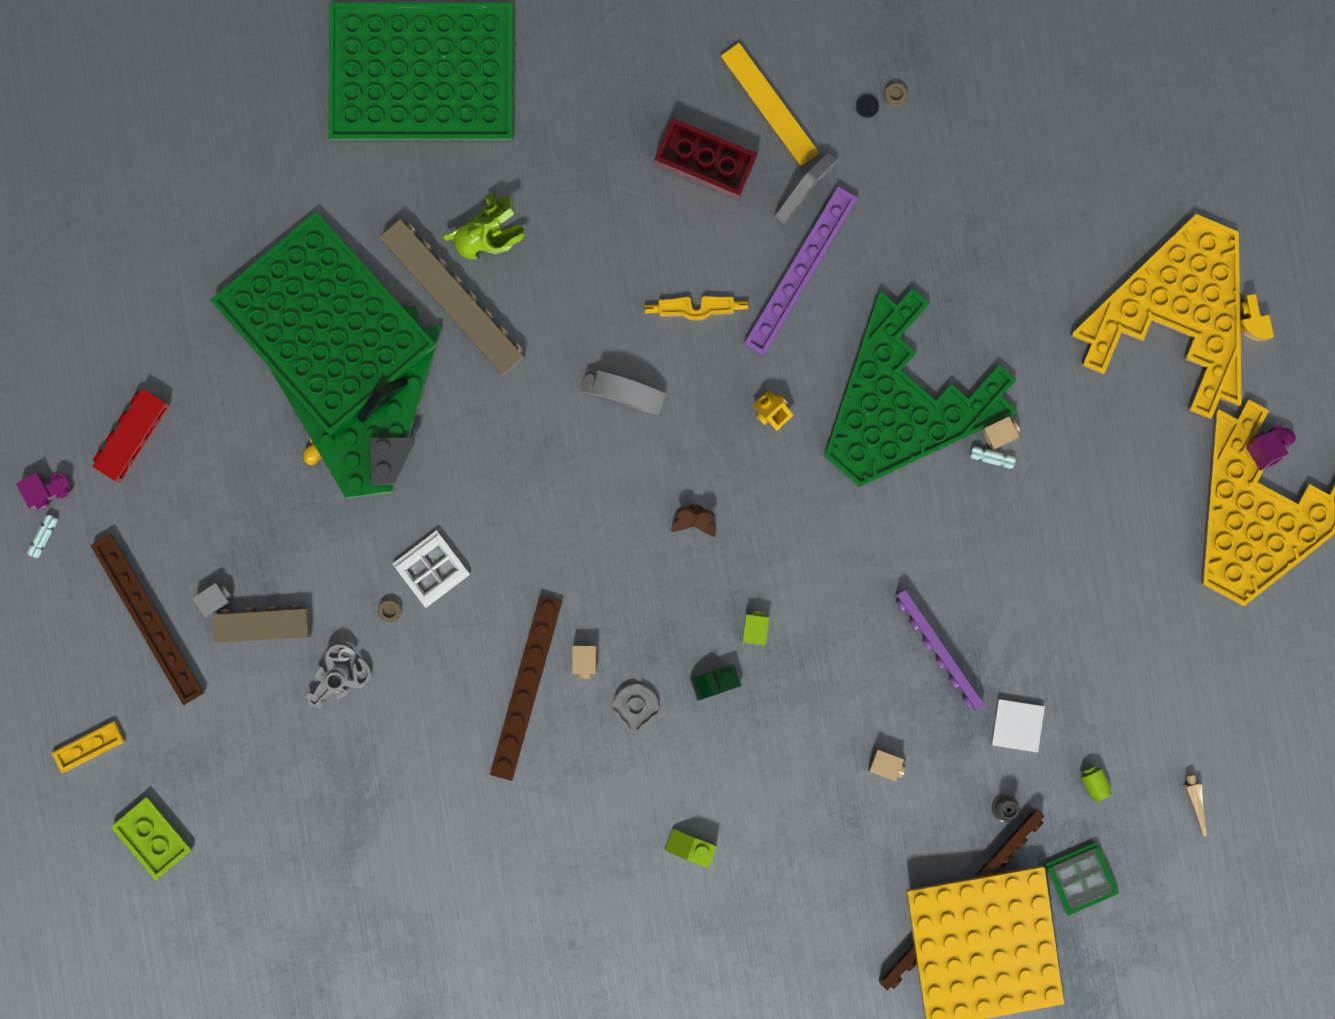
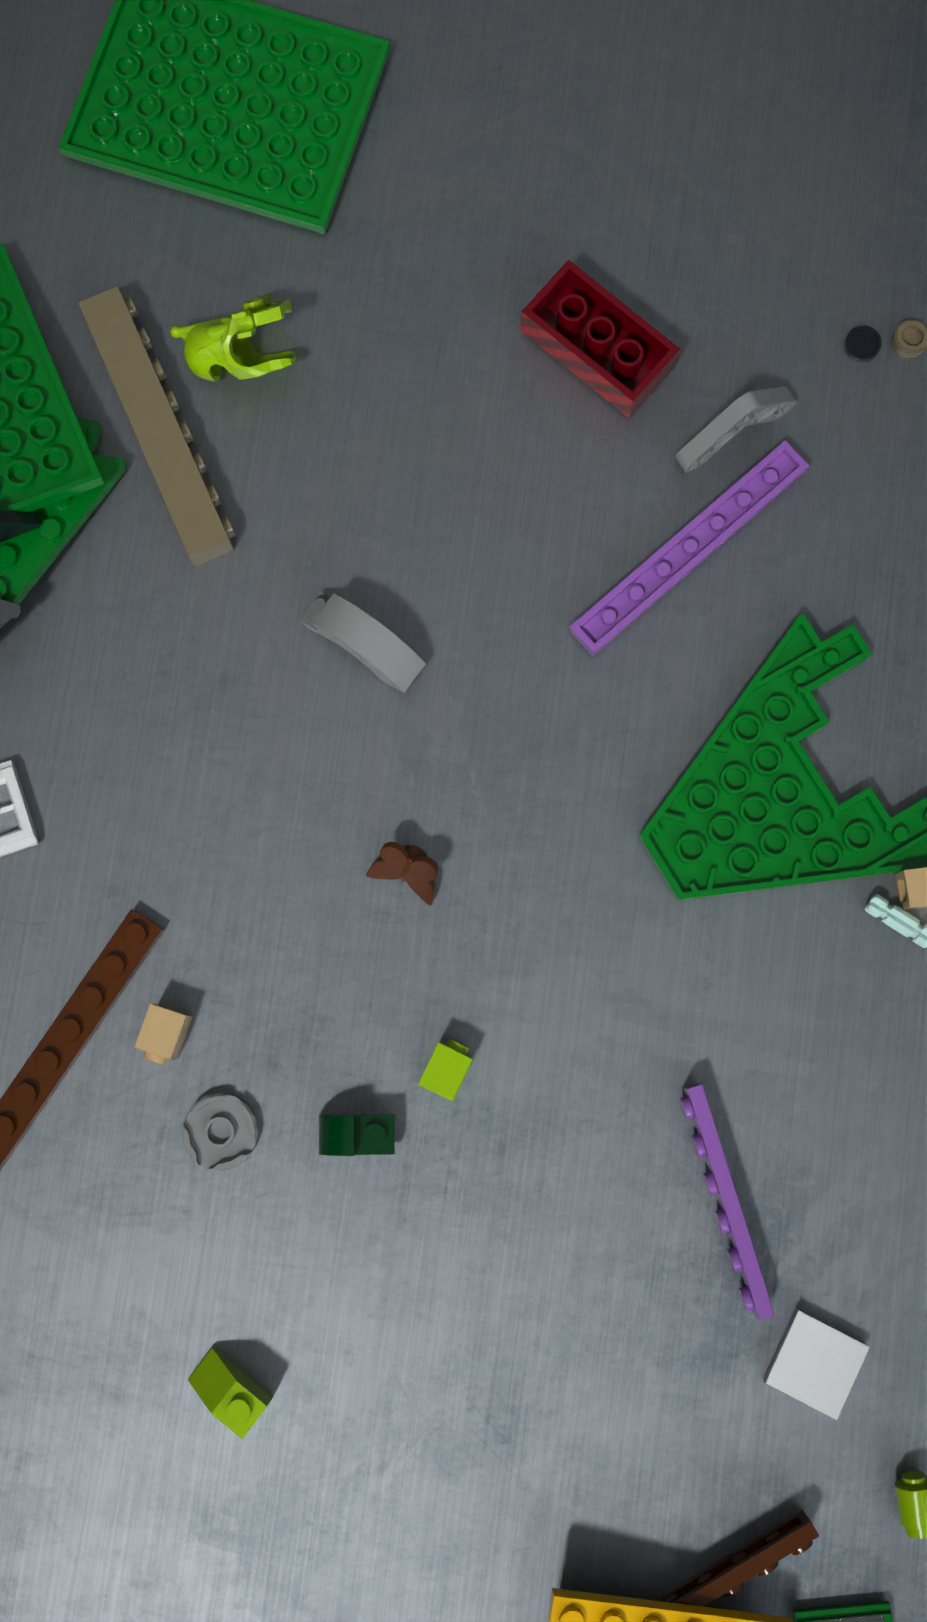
camera: 20 degrees right, 5 degrees down
(709, 307) = (495, 548): yellow piece -> none
(769, 105) = (718, 296): yellow tile -> none
(772, 410) = (581, 739): yellow brick -> none
(887, 765) = (585, 1360): tan brick -> none
(1005, 808) = (757, 1497): dark grey piece -> none

